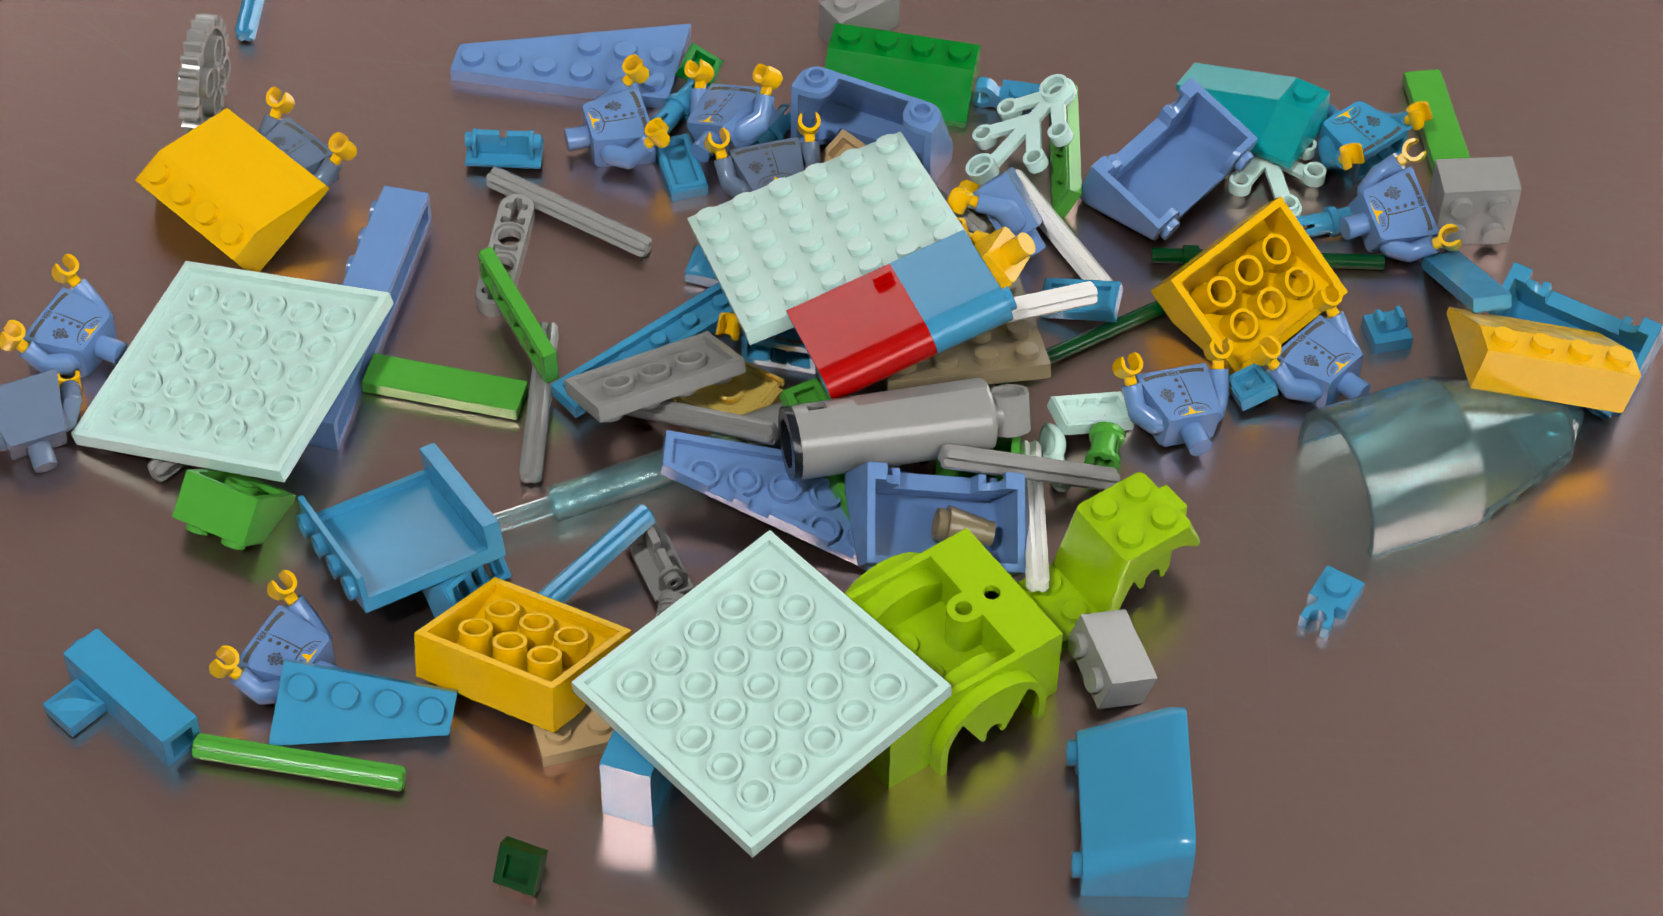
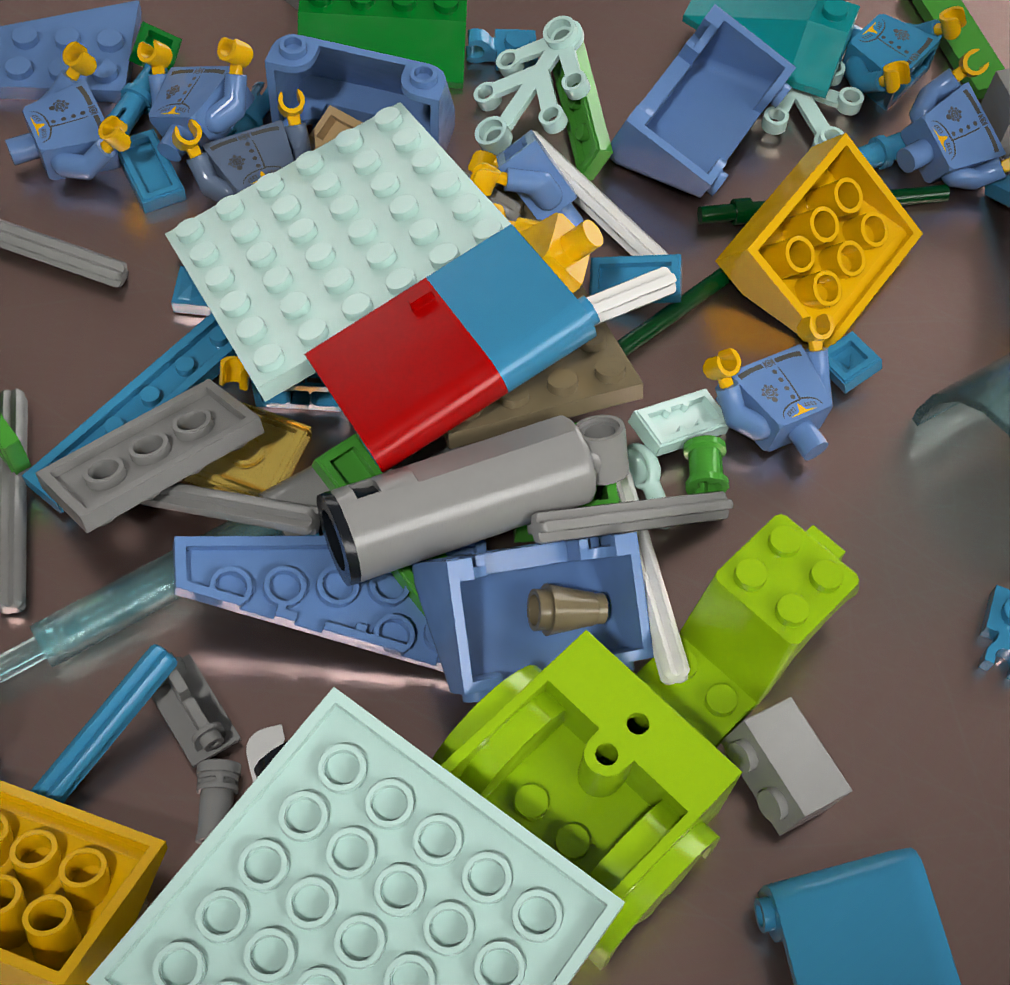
camera: 15 degrees left, 10 degrees up
(1319, 360) = (919, 319): medium blue torso -> none
(1387, 331) = (974, 273): dark azure tile -> none

